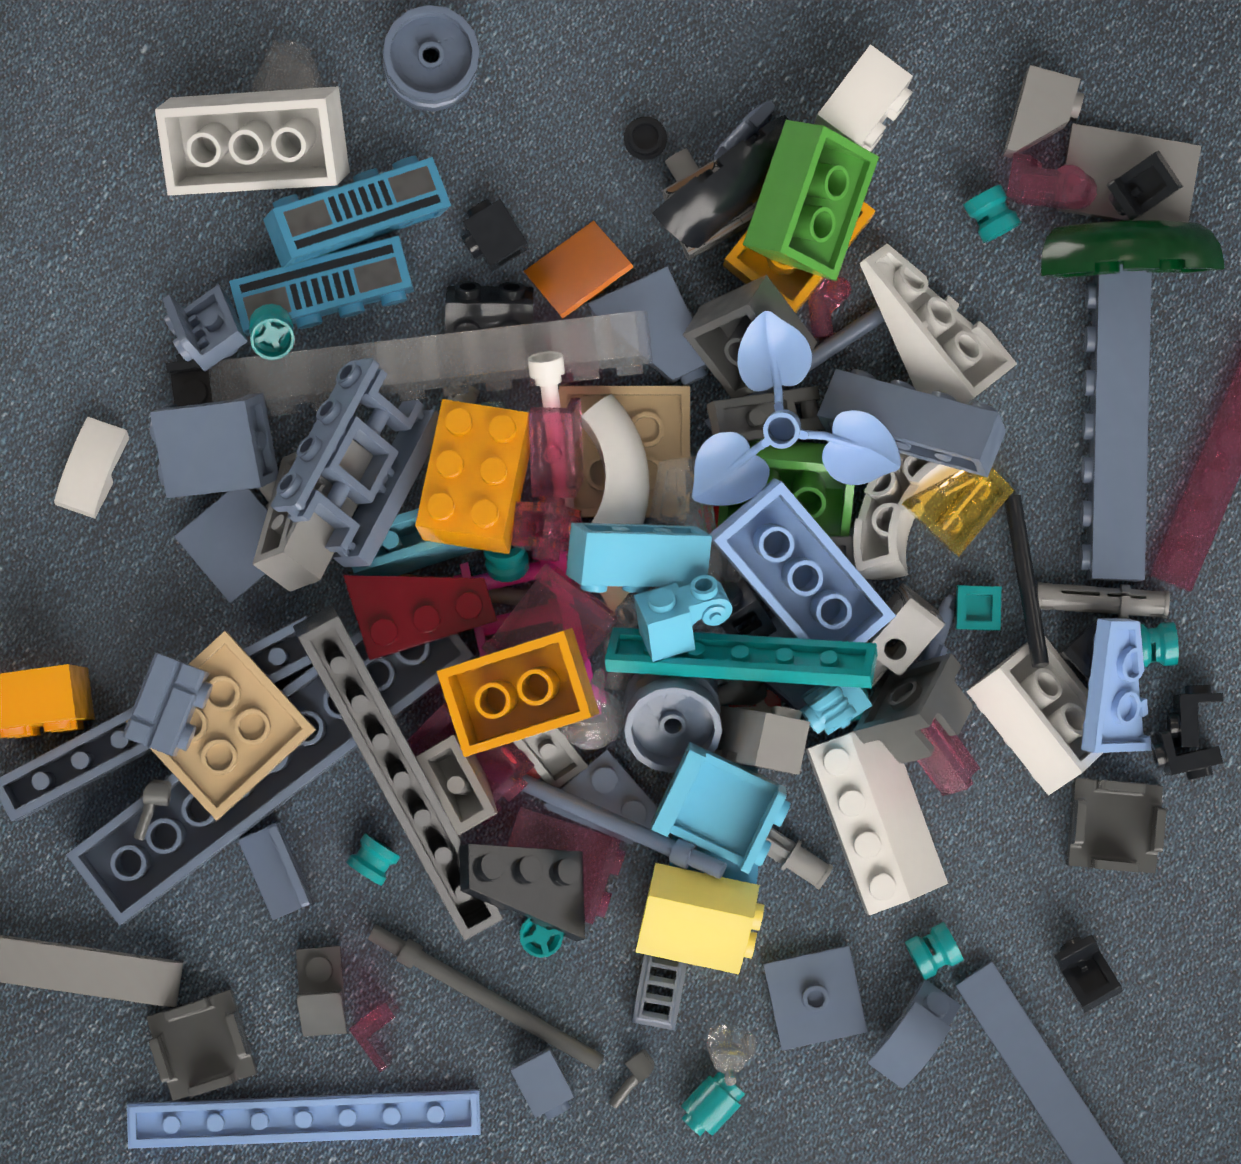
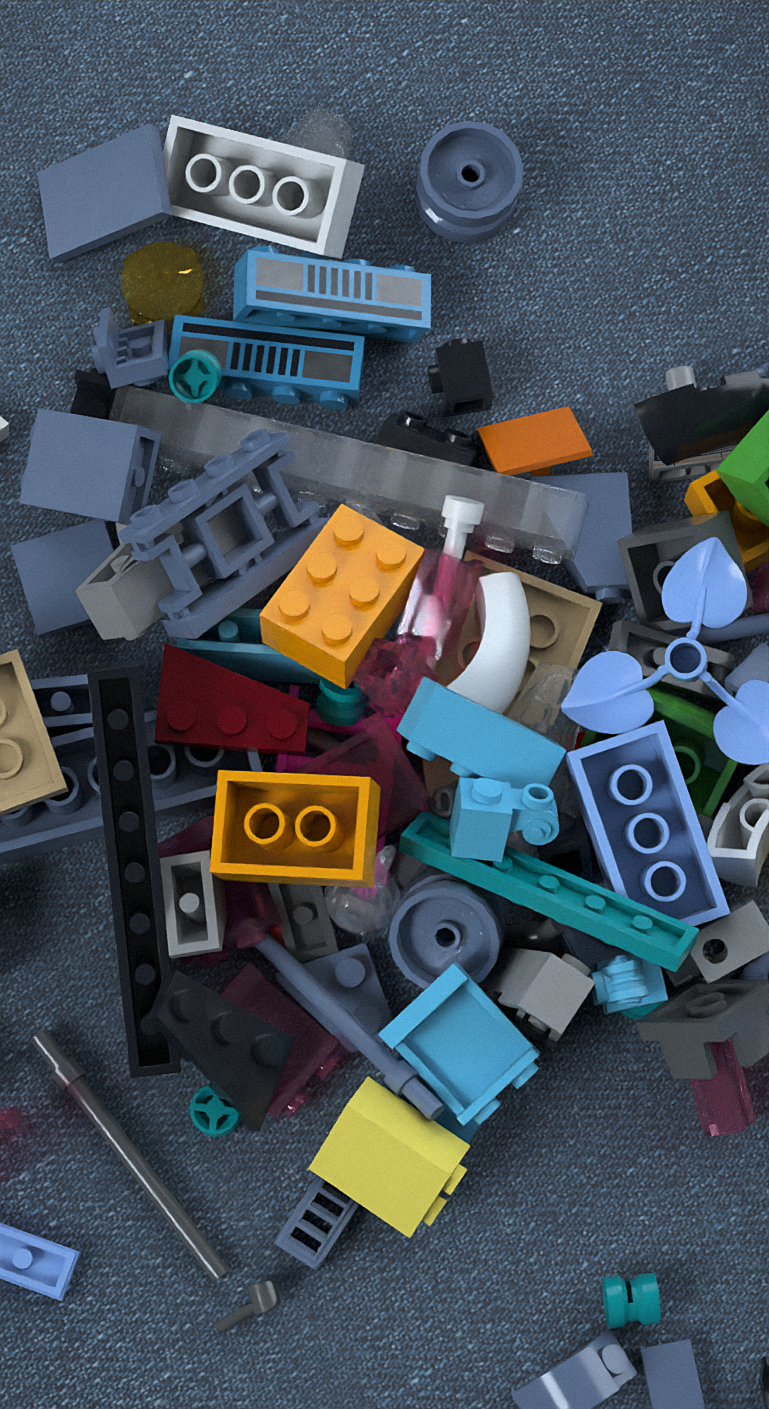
camera: 25 degrees right, 10 degrees down
(122, 196) = (104, 193): none -> sand blue tile
(203, 250) = (162, 283): none -> clear yellow piece
(373, 859) = (72, 958): teal wheel -> none
(543, 1084) = (151, 1272): sand blue brick -> none
(645, 138) = (654, 345): black plate -> none
(711, 1104) = (324, 1370): teal brick -> none
(730, 1049) = (367, 1317): clear piece -> none
(798, 859) = (520, 1138): light grey axle -> none
(815, 997) = (482, 1300): sand blue plate -> none
(876, 821) = (622, 1133): white slope -> none

